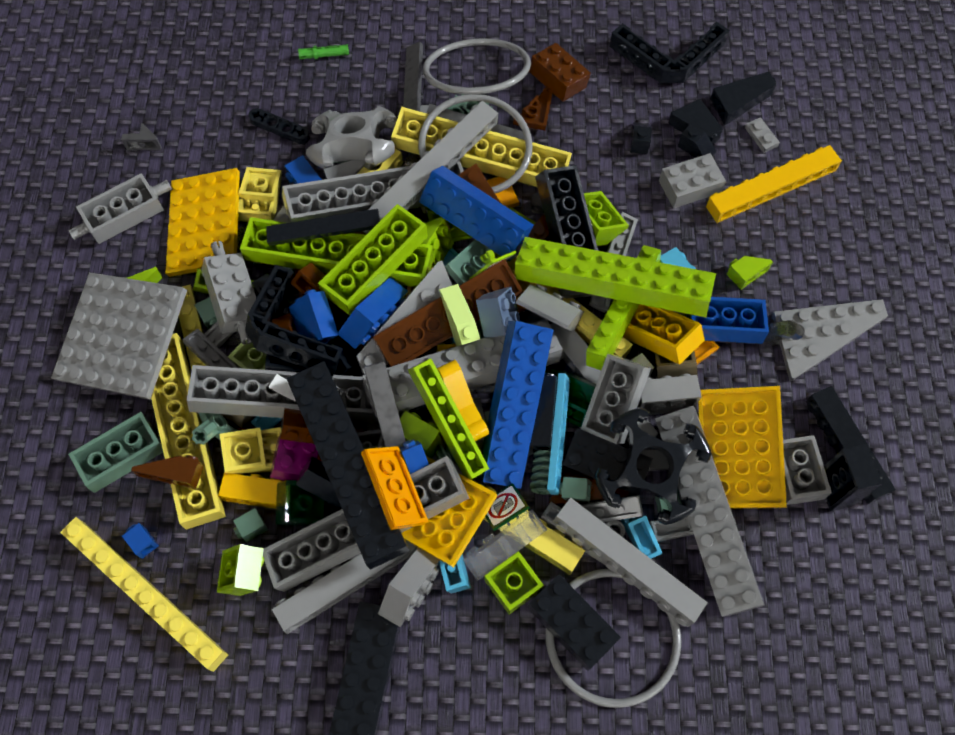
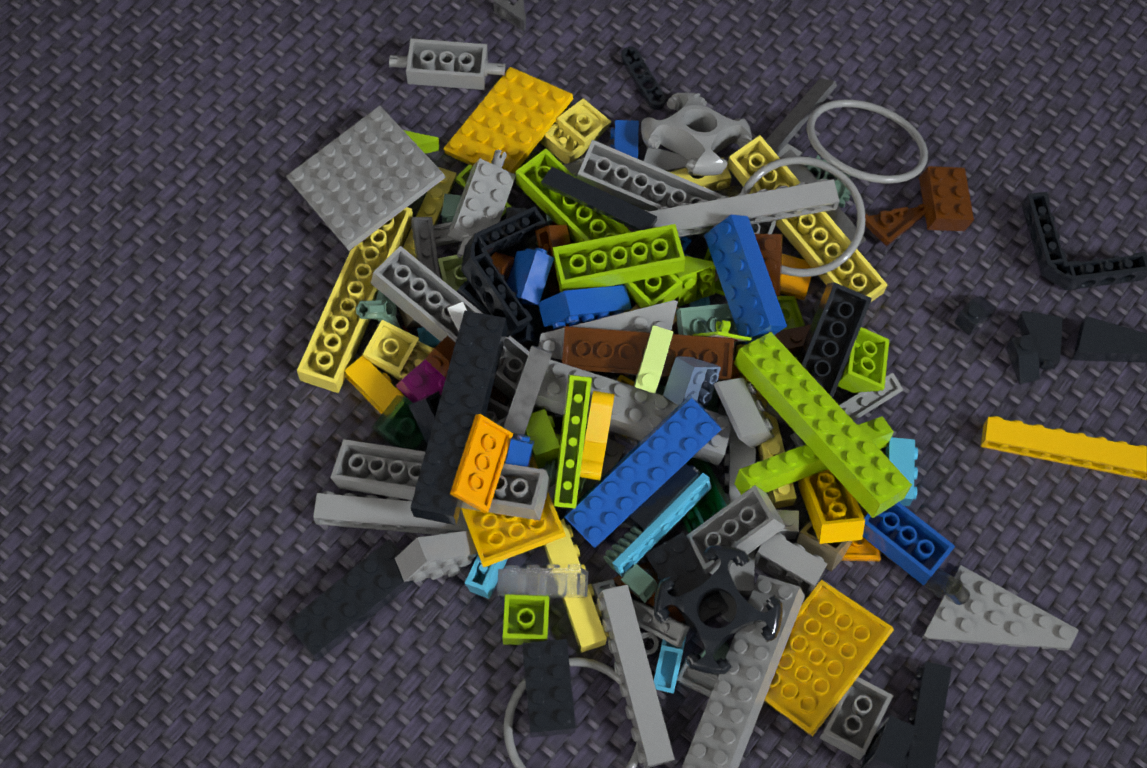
camera: 35 degrees right, 0 degrees up
(116, 452) = (292, 276): sand green brick -> none
(140, 540) = (257, 362): blue brick -> none
(145, 594) = (230, 408): light yellow brick -> none
(174, 470) = (324, 324): reddish brown slope -> none
(240, 570) = (316, 443): brick -> none
(249, 525) = (351, 414): sand green brick -> none
(319, 52) = (734, 30): bright green pin -> none
(506, 507) = (565, 551): piece -> none
(691, 180) = (987, 389): light grey brick -> none
(747, 270) = (969, 510): lime slope -> none
(762, 135) = (1100, 394): light grey plate -> none

